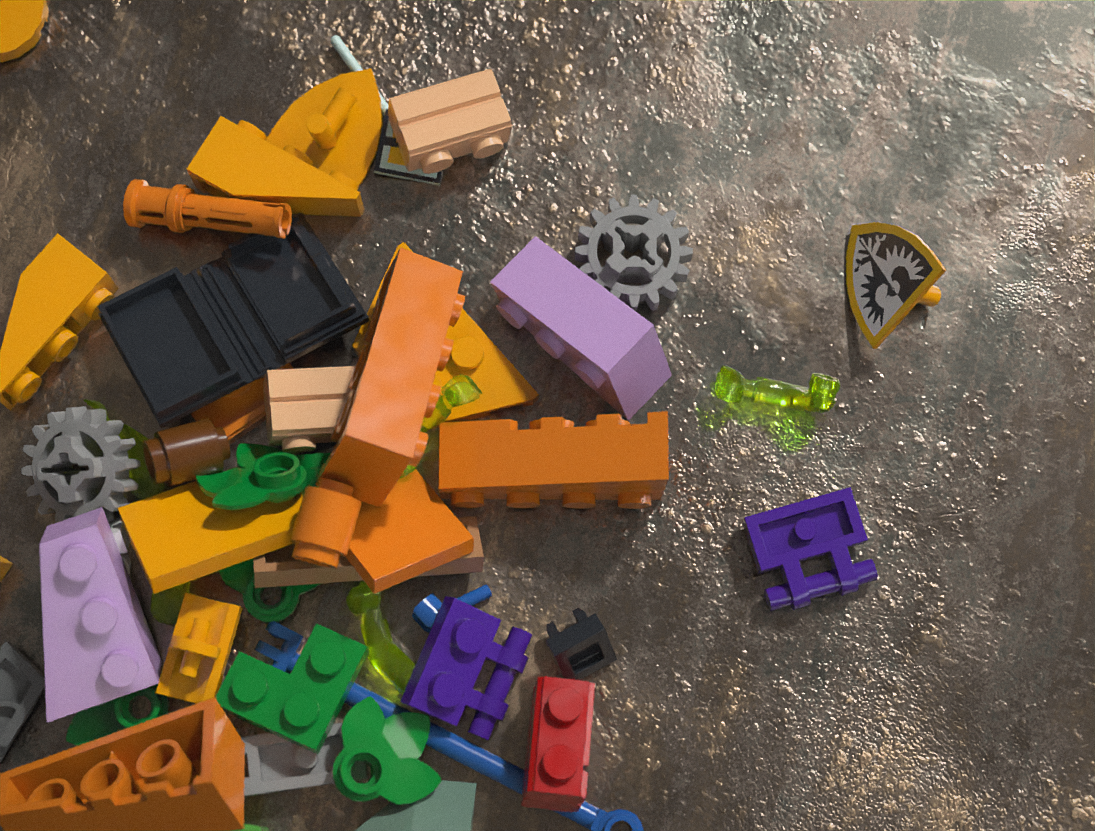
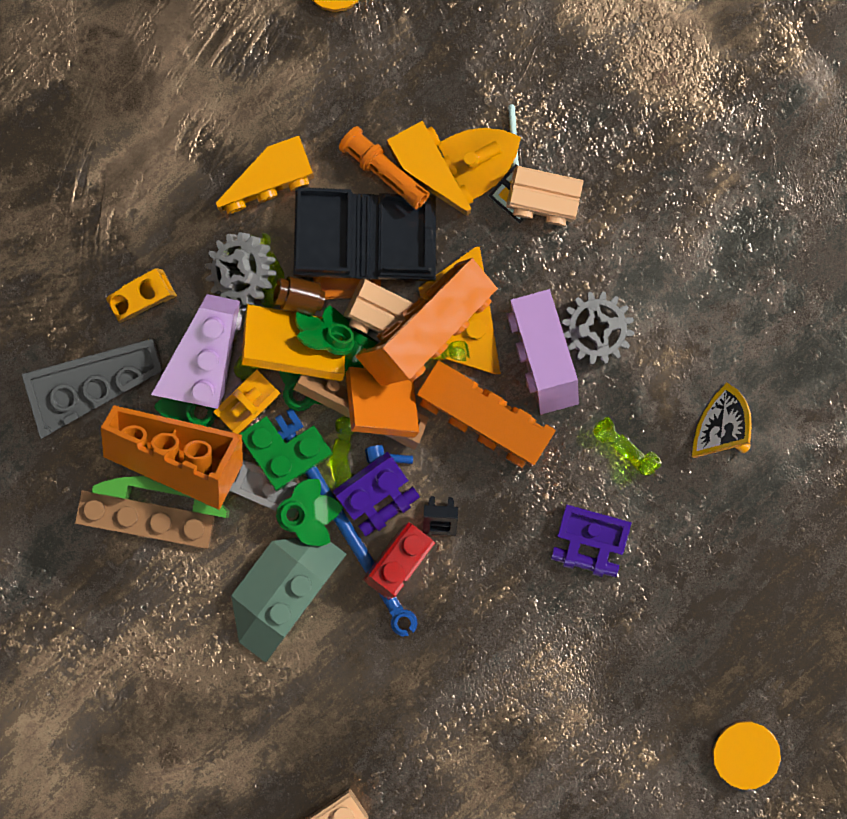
camera: 30 degrees right, 10 degrees up
(325, 523) = (347, 381): orange brick -> none

